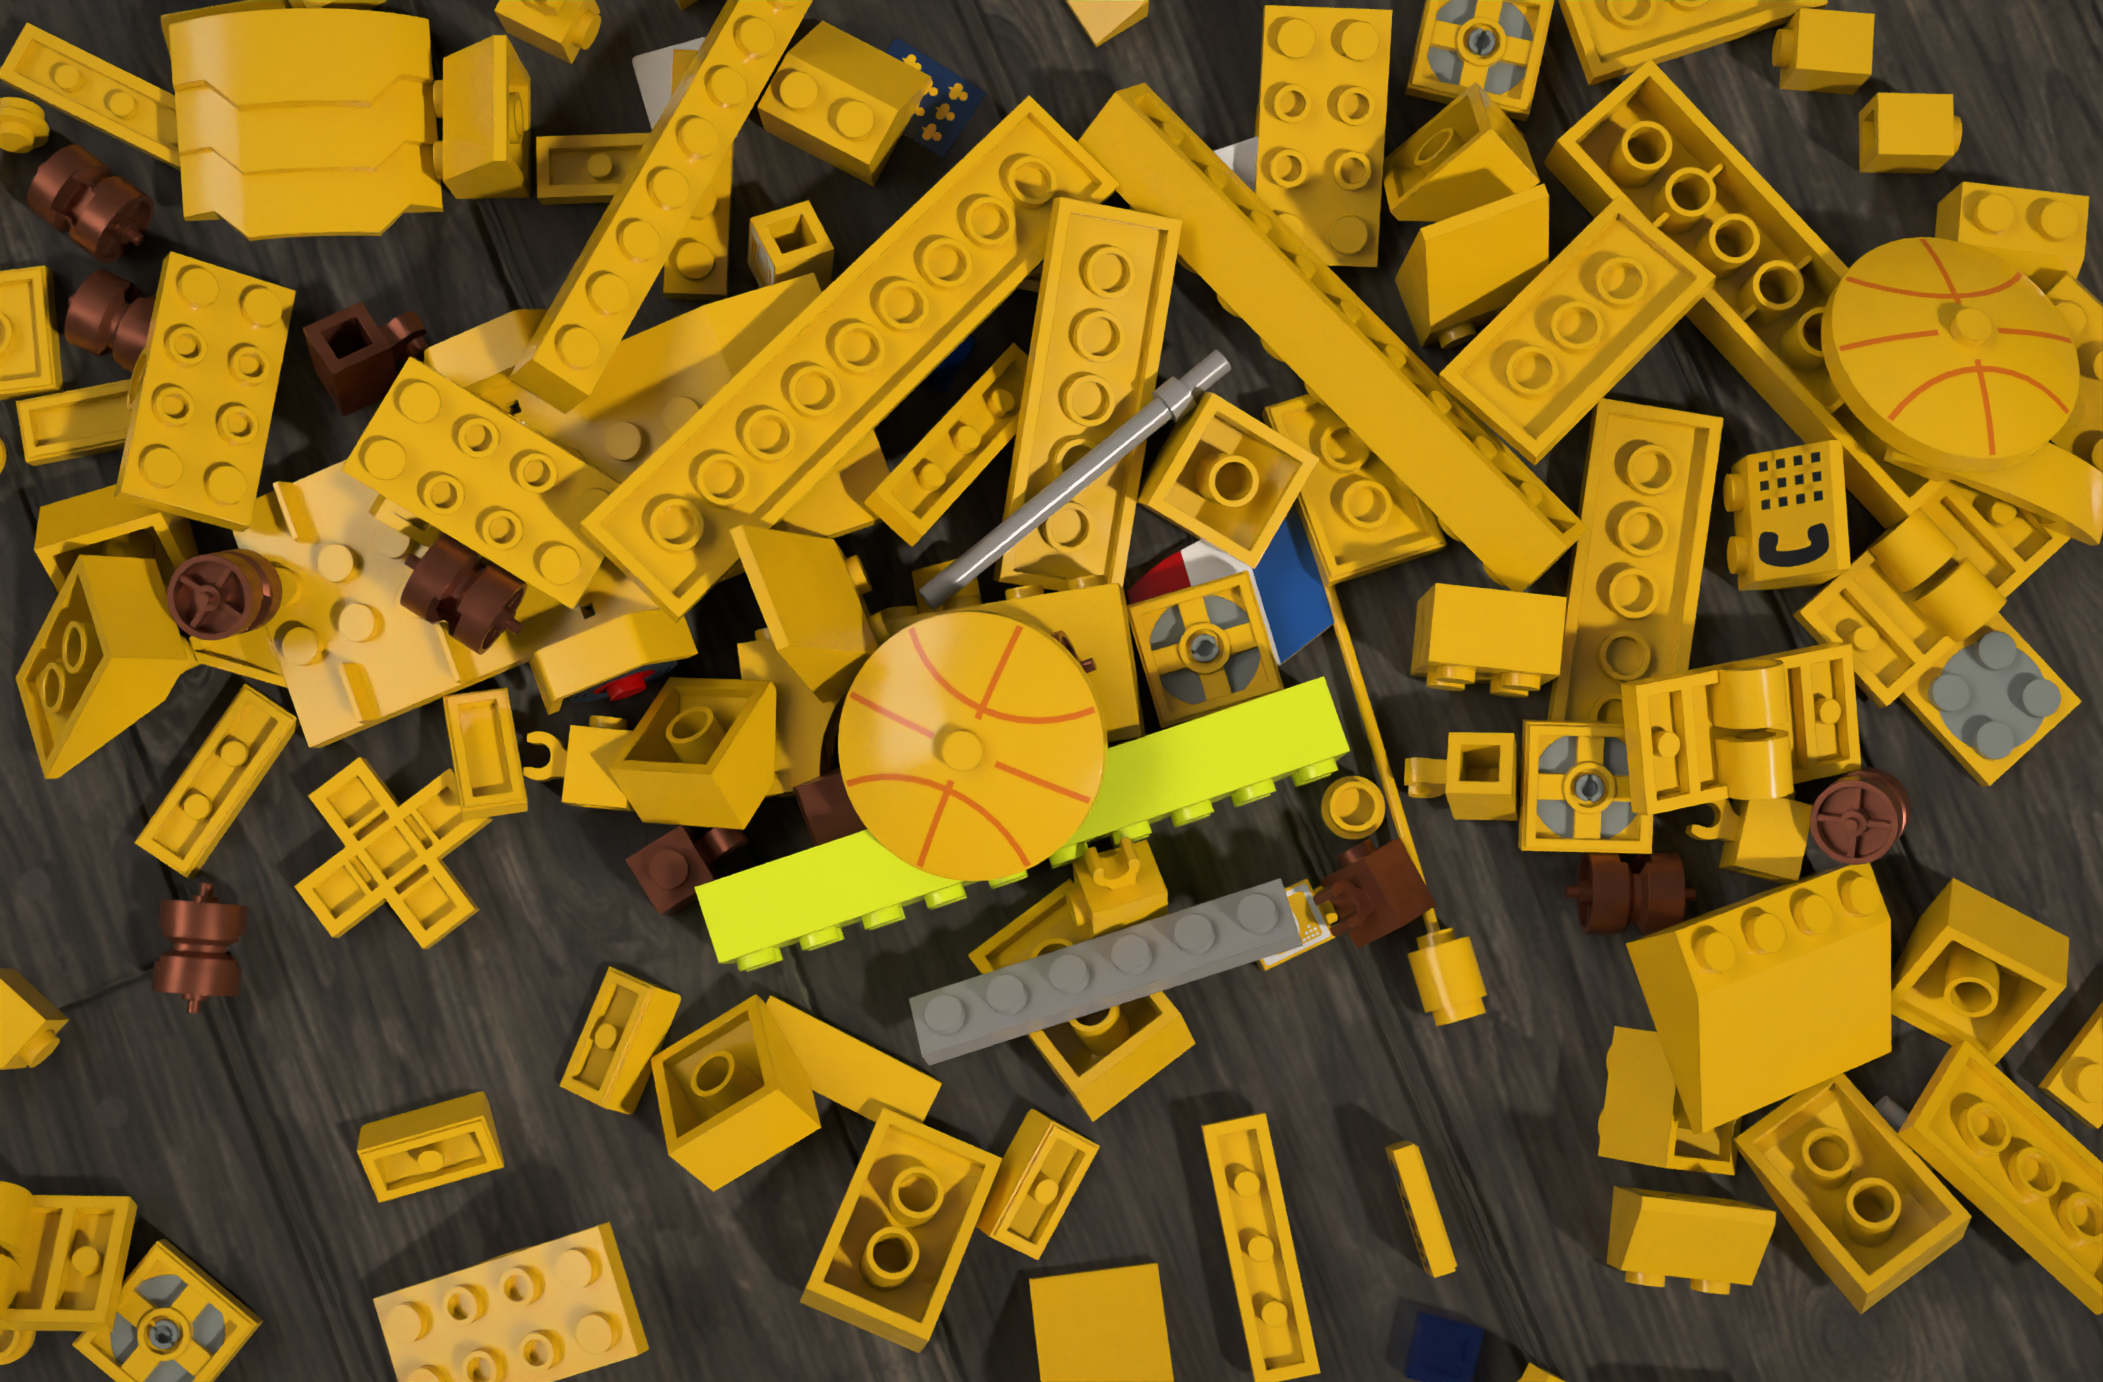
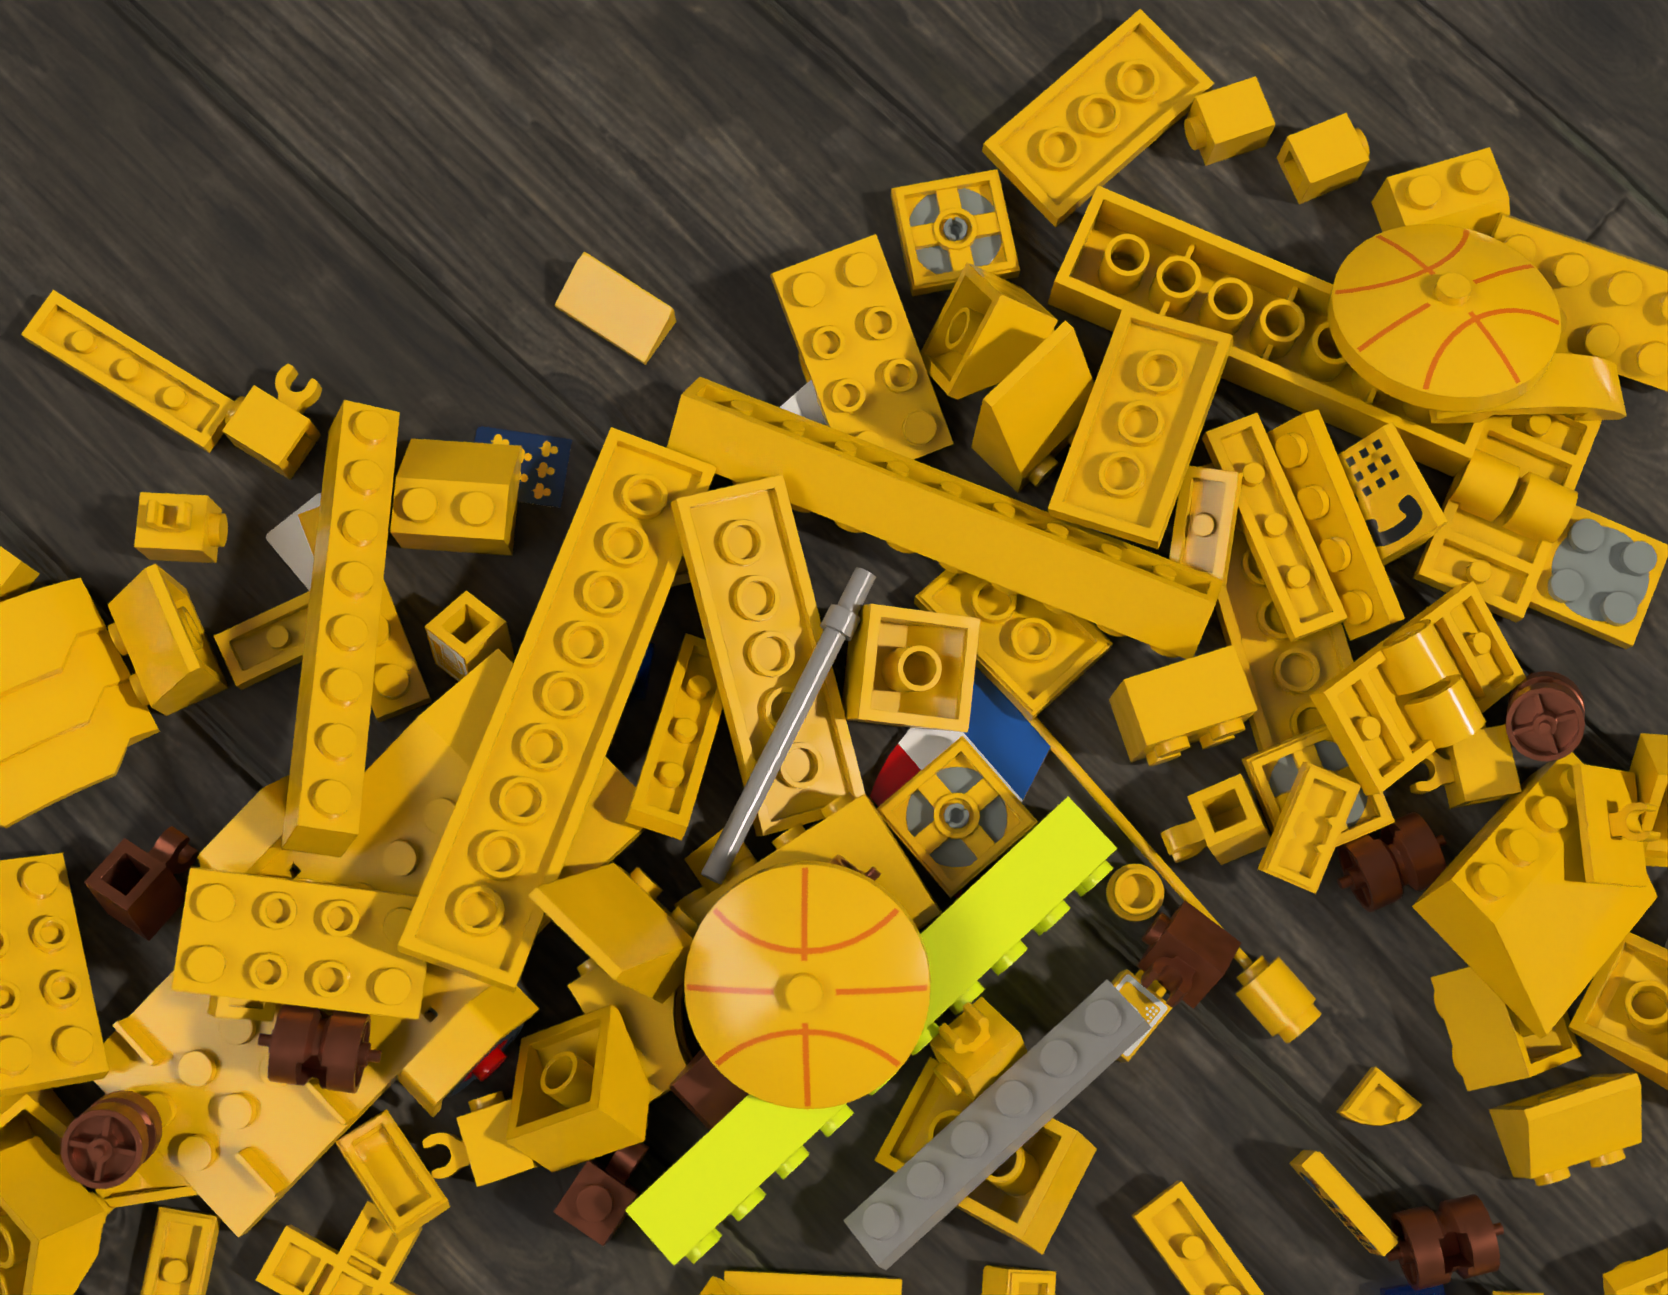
camera: 25 degrees left, 5 degrees down
(1503, 1126) = (1378, 1101): none -> yellow tile
(1504, 1293) = (1444, 1242): none -> copper wheel
(1559, 818) = (1309, 827): none -> yellow plate
(1600, 459) = (1206, 520): none -> yellow plate
(1669, 497) = (1276, 529): none -> yellow plate
(1733, 522) = (1336, 523): none -> yellow plate
(1873, 956) = (1611, 826): none -> yellow piece

